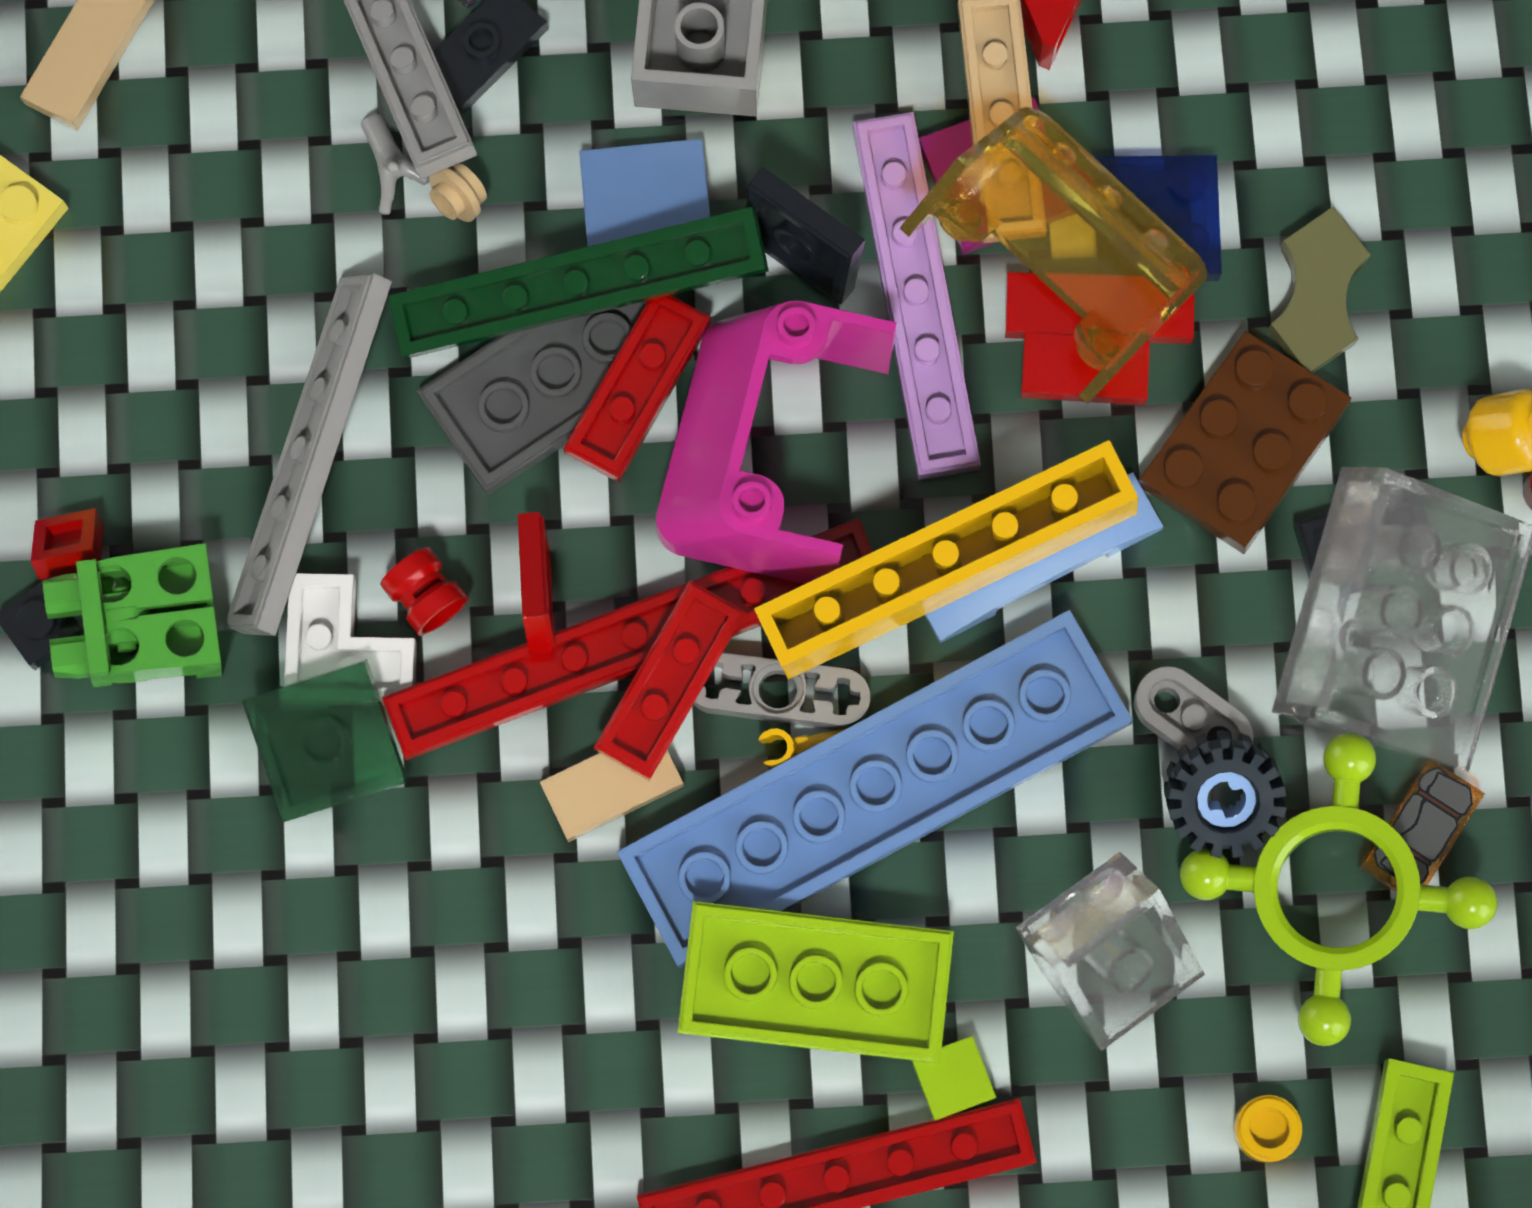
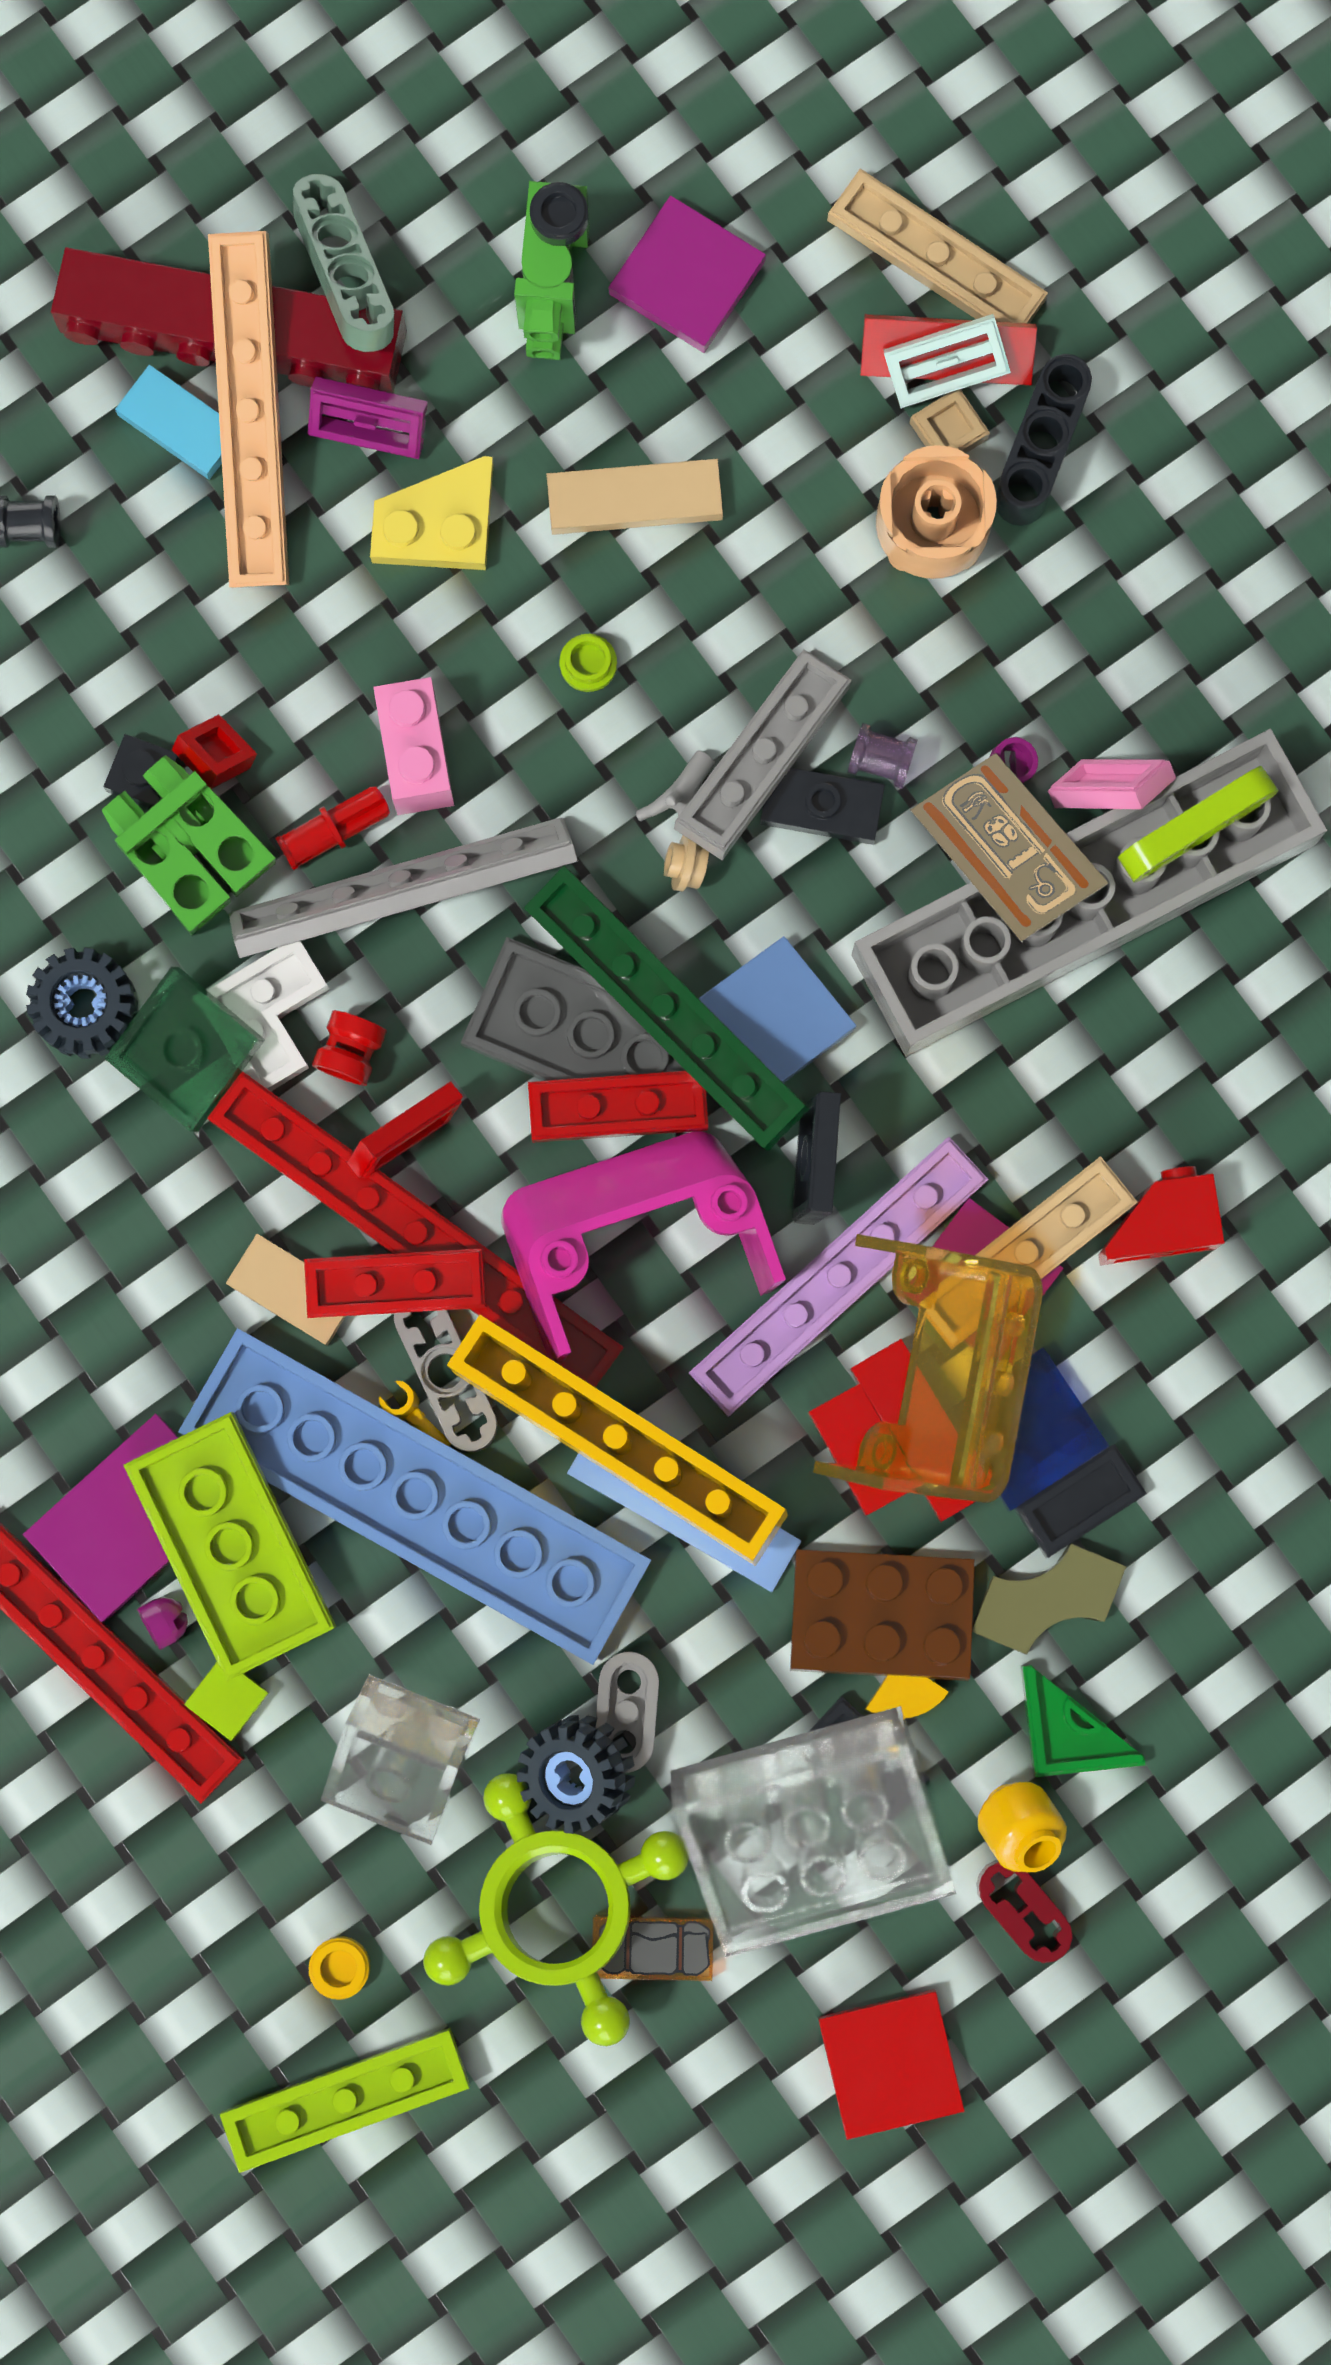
camera: 55 degrees right, 5 degrees up
(187, 361) = (413, 746): none -> bright pink brick
(197, 836) = (52, 1002): none -> black bush
(210, 483) = (333, 827): none -> red axle
(216, 168) = (588, 662): none -> lime plate
(723, 1095) = (101, 1532): none -> magenta tile
(844, 1093) = (163, 1620): none -> magenta hinge
(1250, 212) = (1080, 1501): none -> black tile
(1324, 467) = (913, 1694): none -> yellow tile
(1448, 350) = (1066, 1735): none -> green tile

